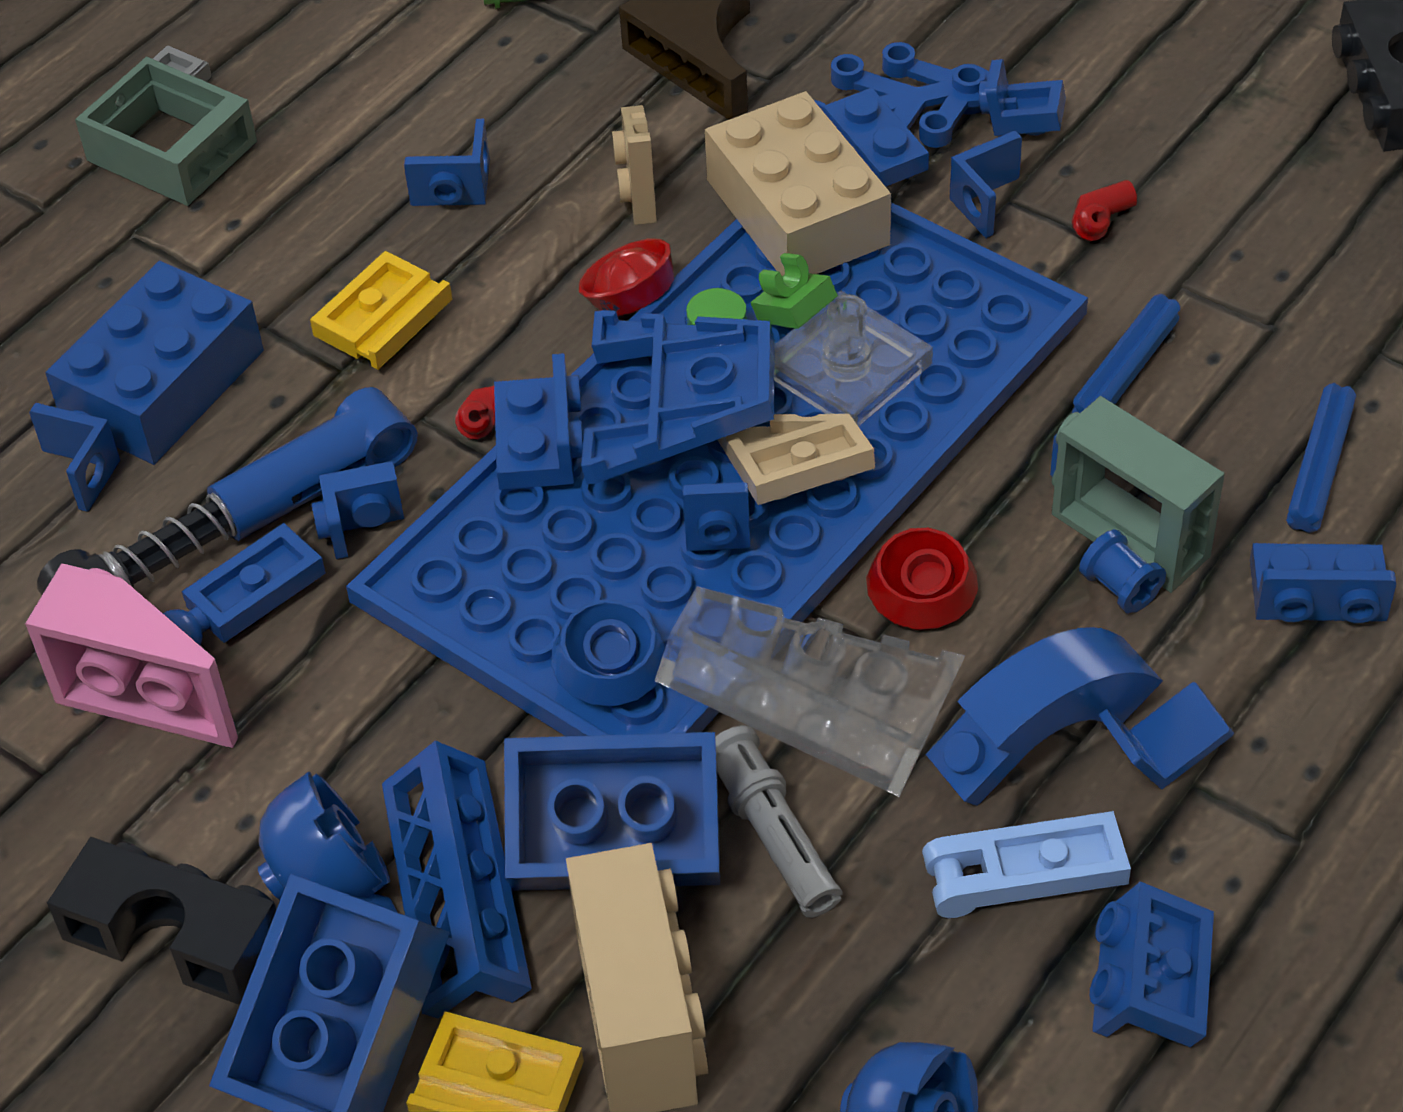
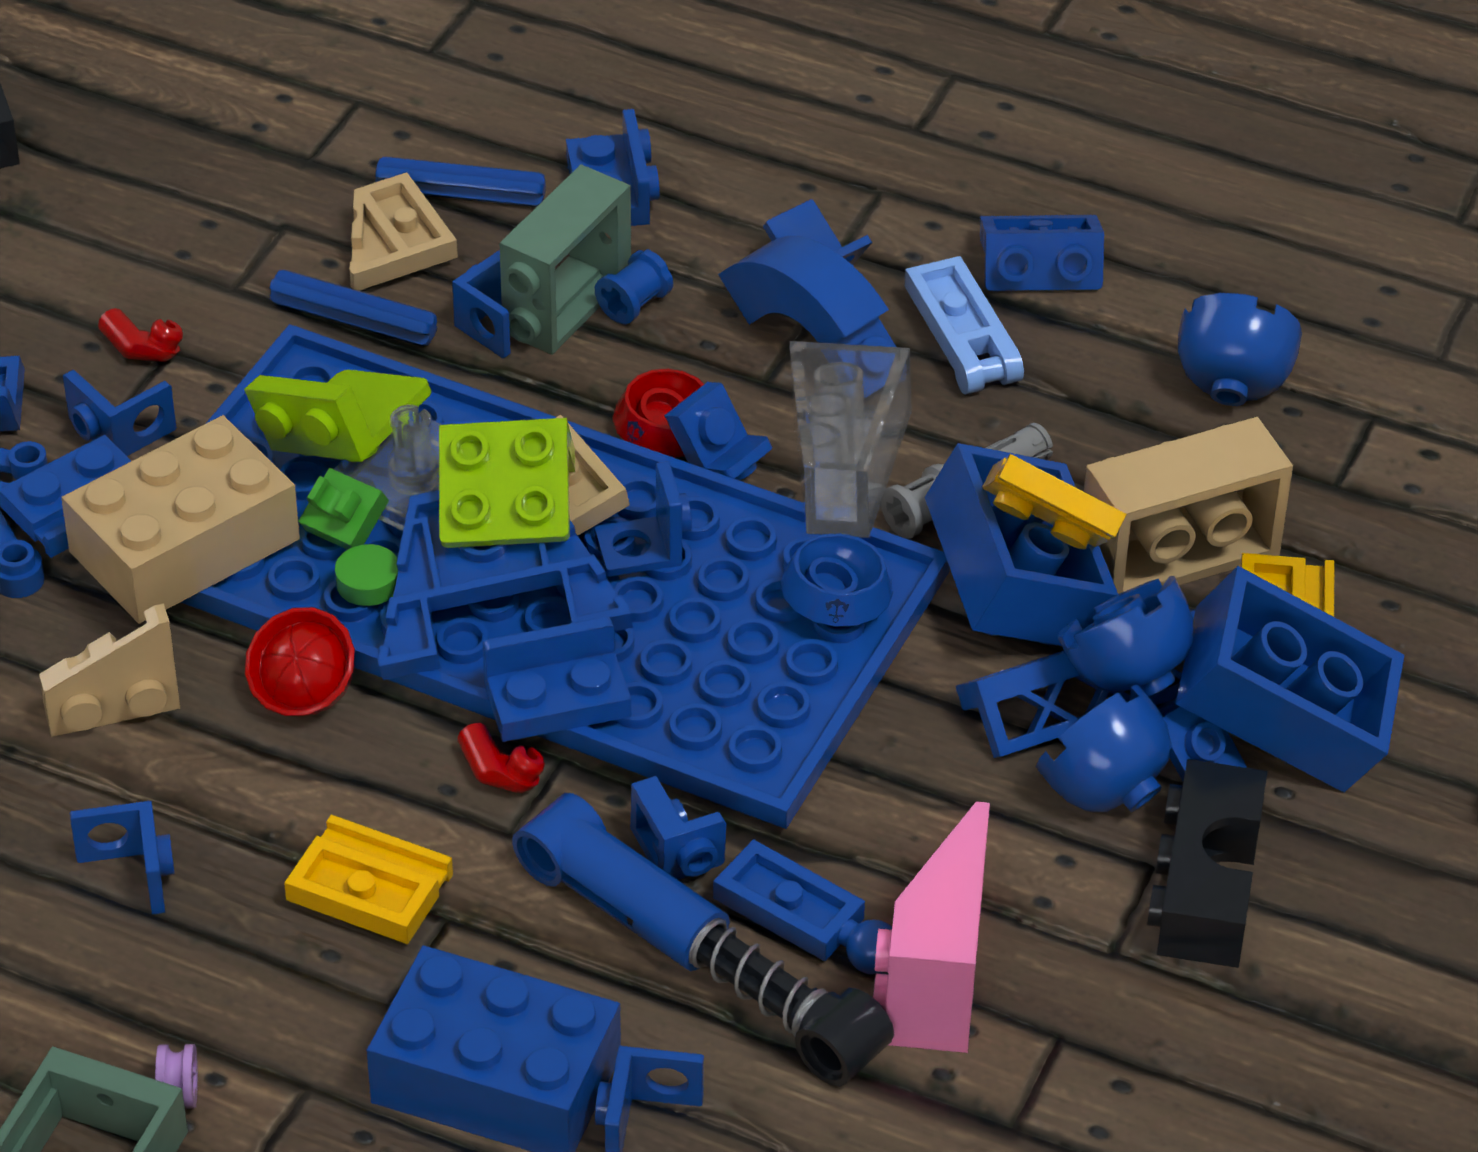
camera: 105 degrees left, 5 degrees down
(221, 186) = (179, 1070): none -> lavender bush
(417, 852) = (1133, 639): none -> blue cylinder
(583, 782) = (1075, 514): none -> yellow plate
(763, 366) = (505, 482): none -> lime bracket
(867, 594) = (714, 434): none -> blue bracket
(888, 272) = (333, 418): none -> lime bracket
(1235, 393) = (395, 233): none -> tan wing

